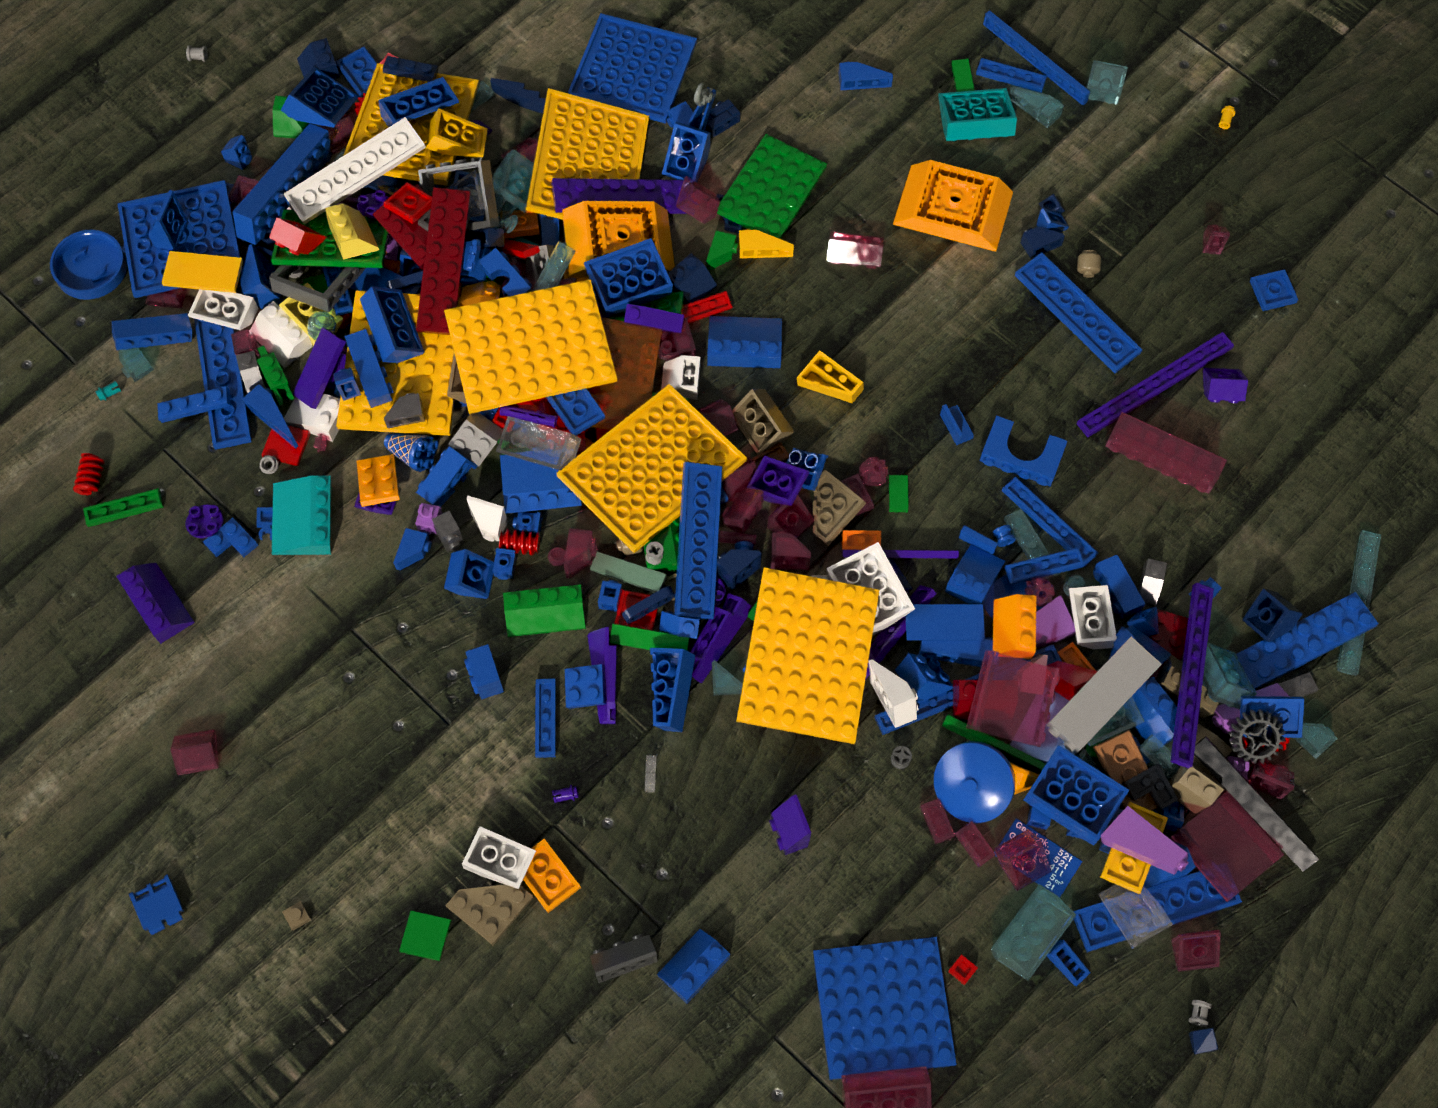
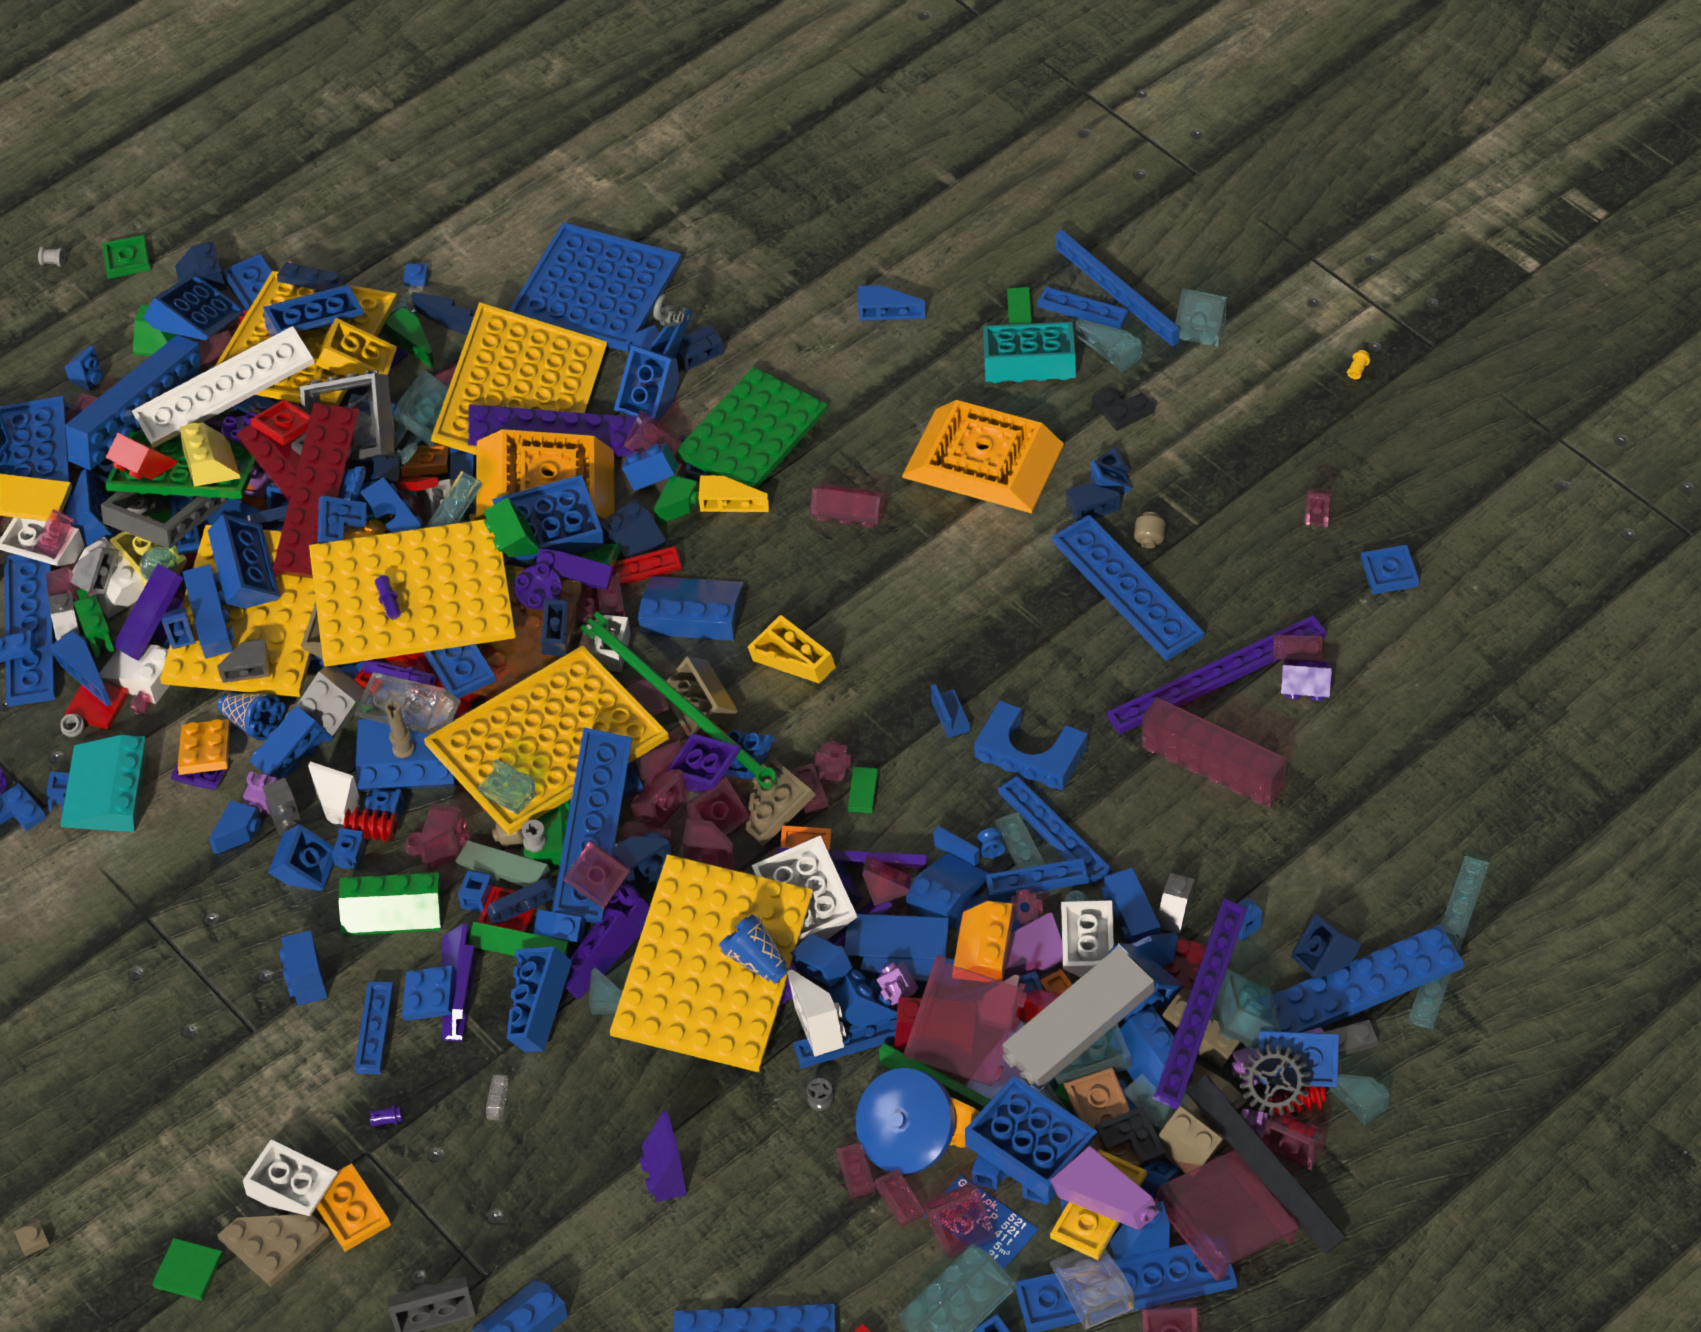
camera: 10 degrees right, 15 degrees down
(234, 304) = (53, 534): none -> clear pink plate
(256, 51) = (126, 256): none -> green tile
(271, 332) = (95, 570): none -> flat silver slope
(461, 283) = (335, 514): none -> blue plate
(489, 61) = (416, 274): none -> blue plate
(489, 111) = (406, 331): none -> green slope
(514, 354) = (387, 597): none -> dark purple axle
(537, 472) = (399, 735): none -> dark tan pin
(604, 291) = (510, 529): none -> green slope
(629, 337) = (536, 585): none -> dark purple dish
(630, 514) = (508, 787): none -> clear light blue bracket
(647, 371) = (555, 627): none -> dark blue brick
(699, 224) = (649, 466): none -> blue brick
(708, 584) = (597, 874): none -> clear pink slope
(736, 596) = (628, 895): none -> dark purple hinge
(746, 424) = (599, 629): none -> green hinge
(844, 648) = (755, 949): none -> blue cone
(893, 649) = (821, 960): none -> blue brick
(932, 576) = (884, 881): none -> clear pink slope
(951, 663) = (896, 982): none -> medium lavender brick
(1052, 163) = (1120, 412): none -> black plate
(1215, 360) = (1297, 647): none -> clear pink plate

